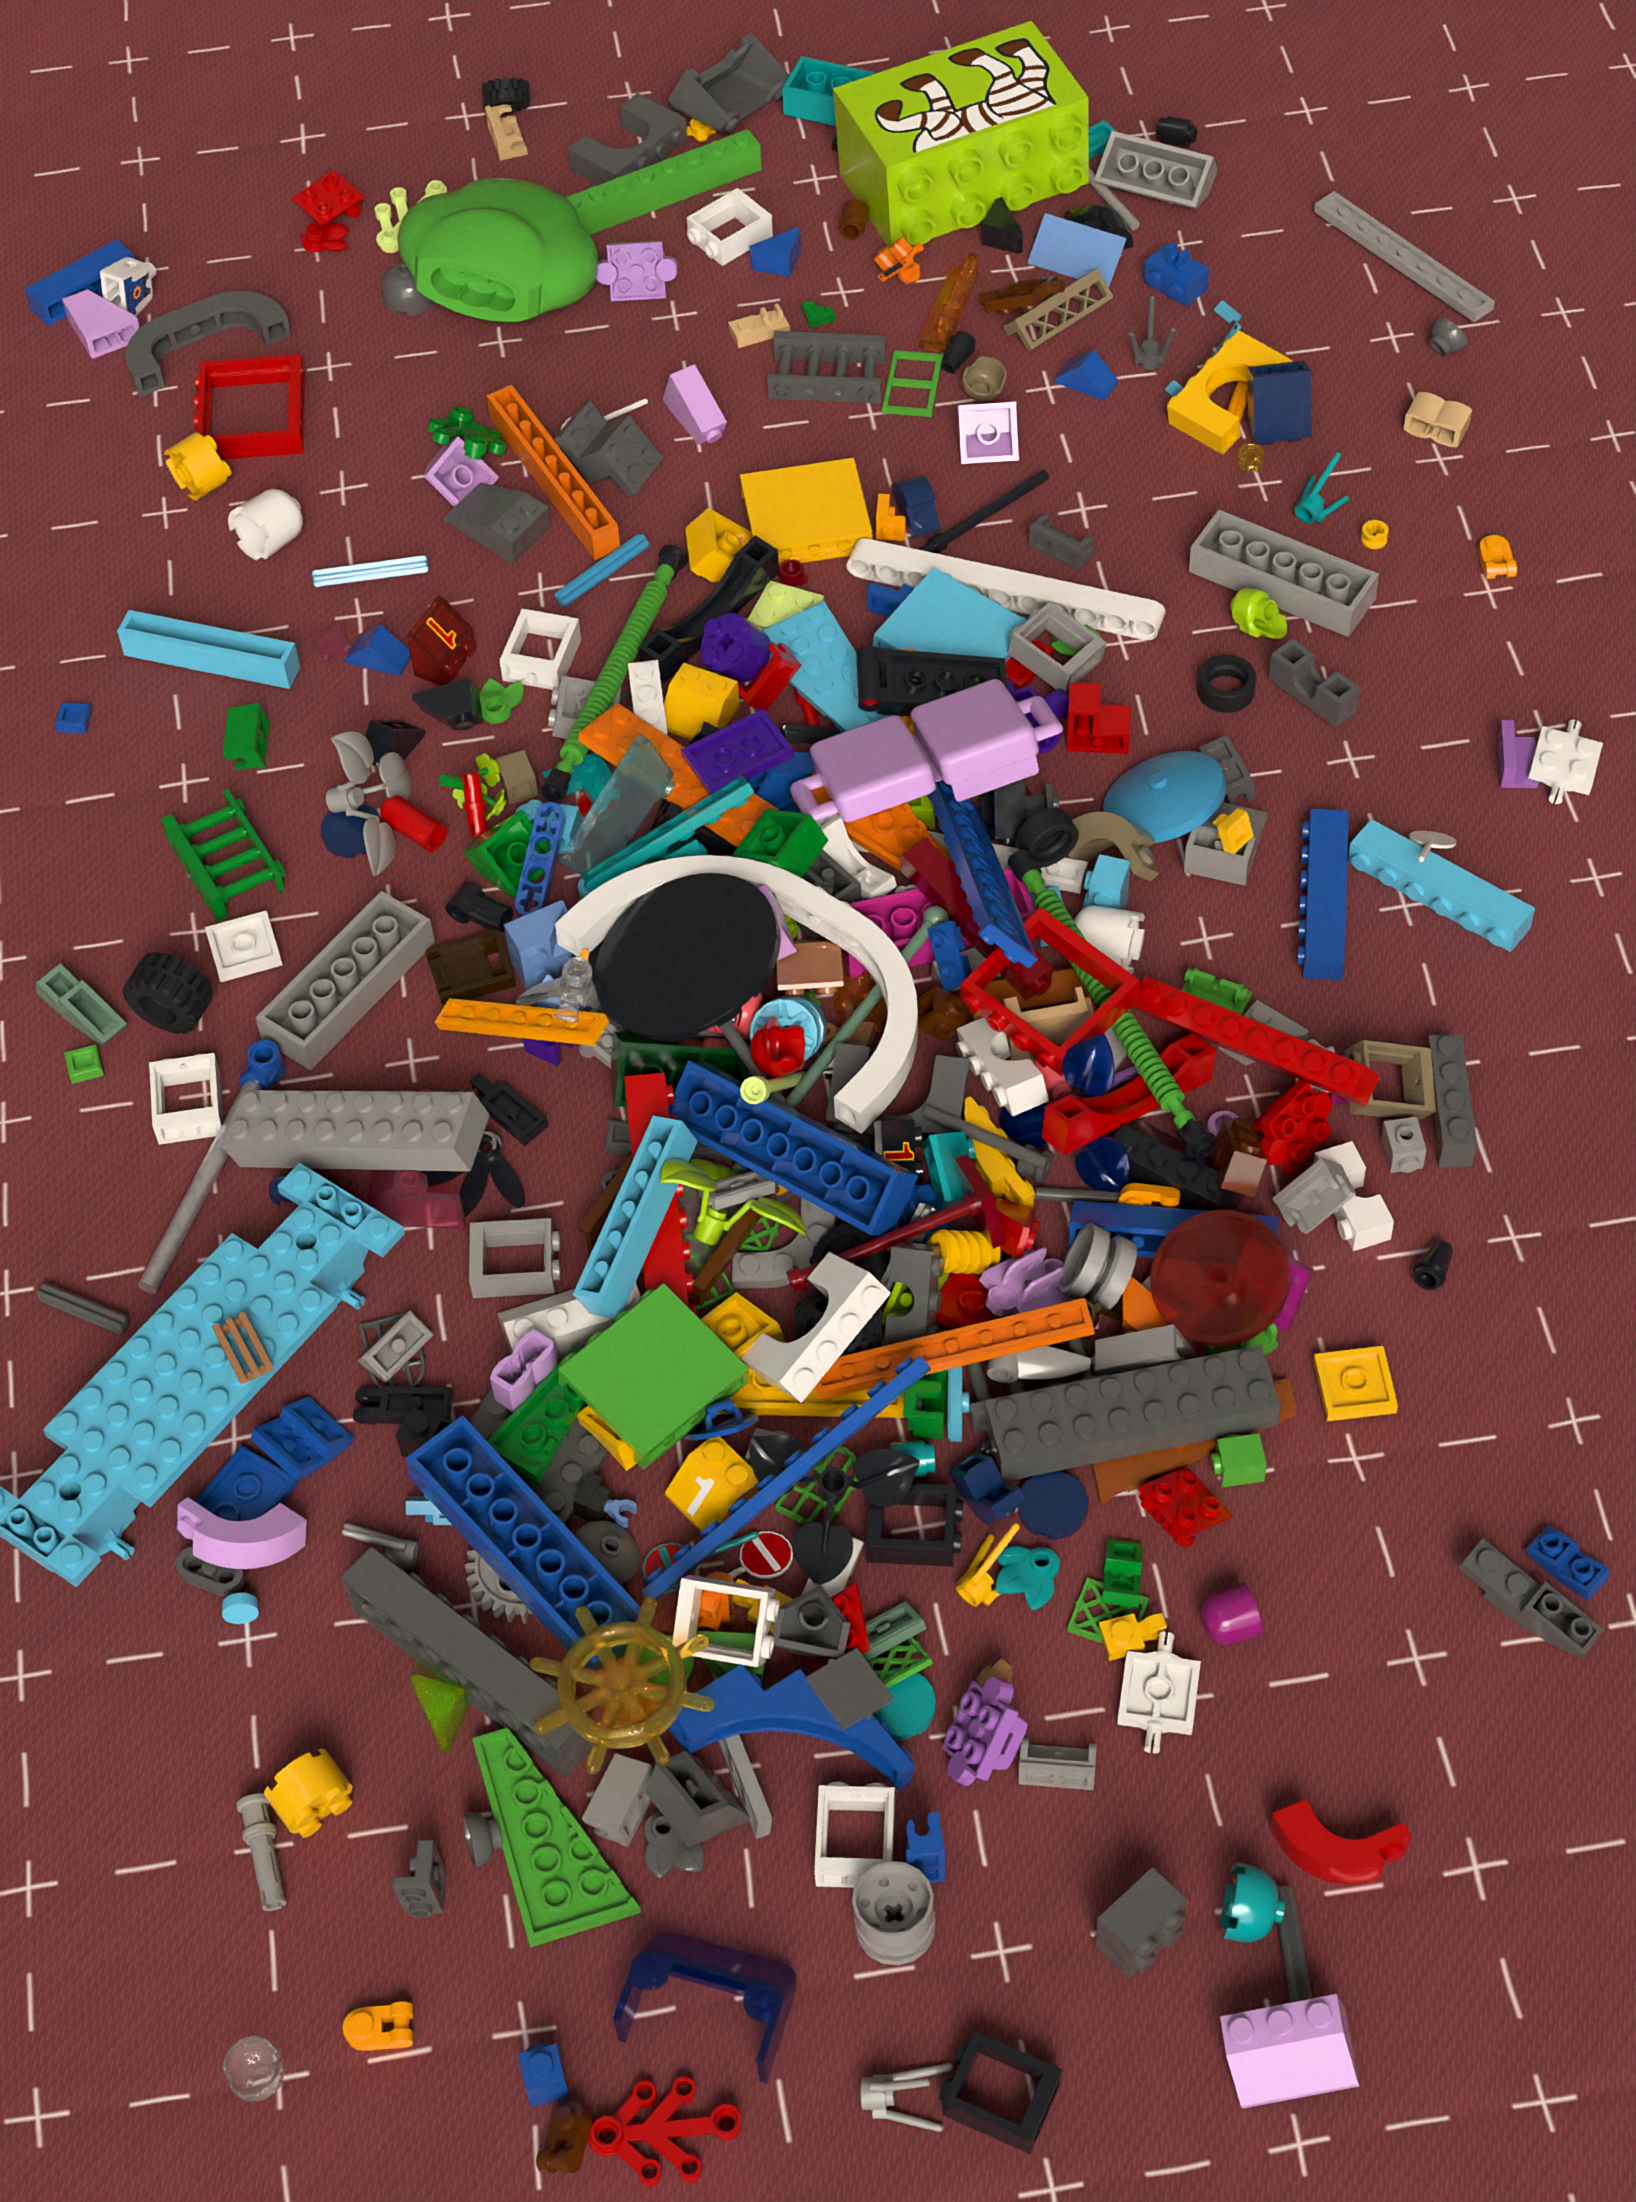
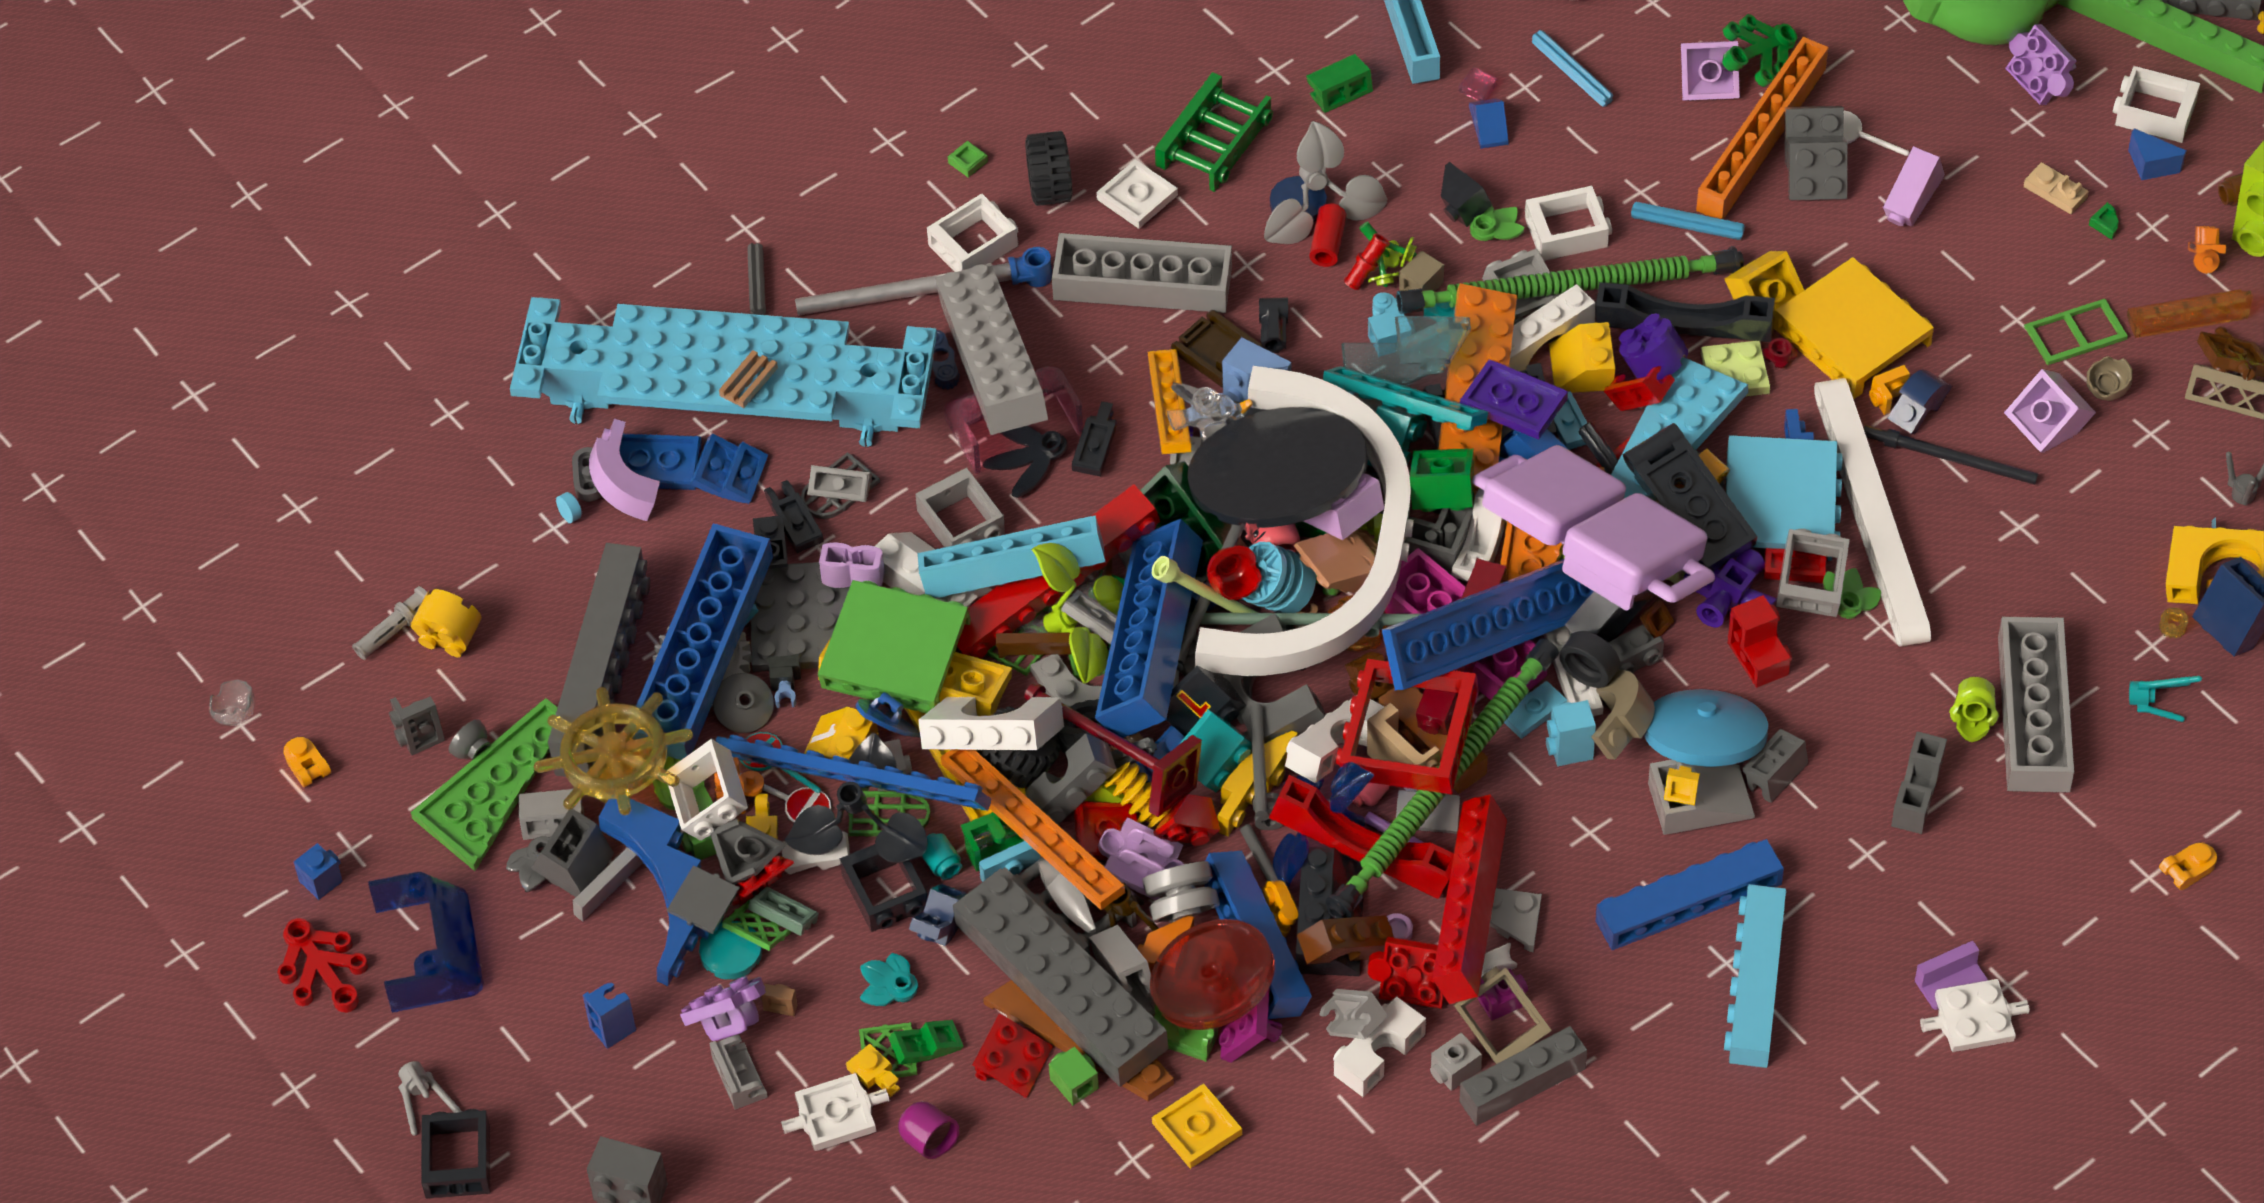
camera: 60 degrees right, 0 degrees up
(79, 1005) = (1014, 124): sand green slope -> none
(392, 736) = (1402, 175): black slope -> none
(402, 1550) = (668, 579): light grey plant -> none
(440, 643) = (1517, 151): clear red slope -> none
(443, 1707) = (553, 668): clear neon green slope -> none
(501, 519) = (1685, 123): dark grey slope -> none
(502, 851) = (1338, 314): green slope -> none
(535, 861) = (1338, 331): blue beam -> none
(538, 1426) = (806, 601): green wing -> none
(566, 2140) = (287, 908): reddish brown plate -> none
(827, 348) = (2054, 239): dark grey fence -> none
(841, 1796) = (595, 948): white window -> none
(892, 1894) = (549, 1018): light grey wheel -> none
(959, 349) = (2133, 344): black cone -> none
(976, 1583) = (857, 951): yellow plant -> none
(1053, 1505) = (960, 970): dark blue tile -> none
(1059, 544) = (1960, 526): dark grey hinge -> none
(1088, 375) = (2180, 456): blue slope -> none
(1113, 932) = (1523, 757): white cylinder -> none
(1222, 993) = (1530, 861): bright green hinge -> none
(1226, 700) = (1879, 740): black tyre -> none
(1374, 527) = (2154, 752): yellow bush -> none
(1431, 840) = (1802, 945): white piece -> none
(1433, 1266) = (1348, 1134): black cone -> none

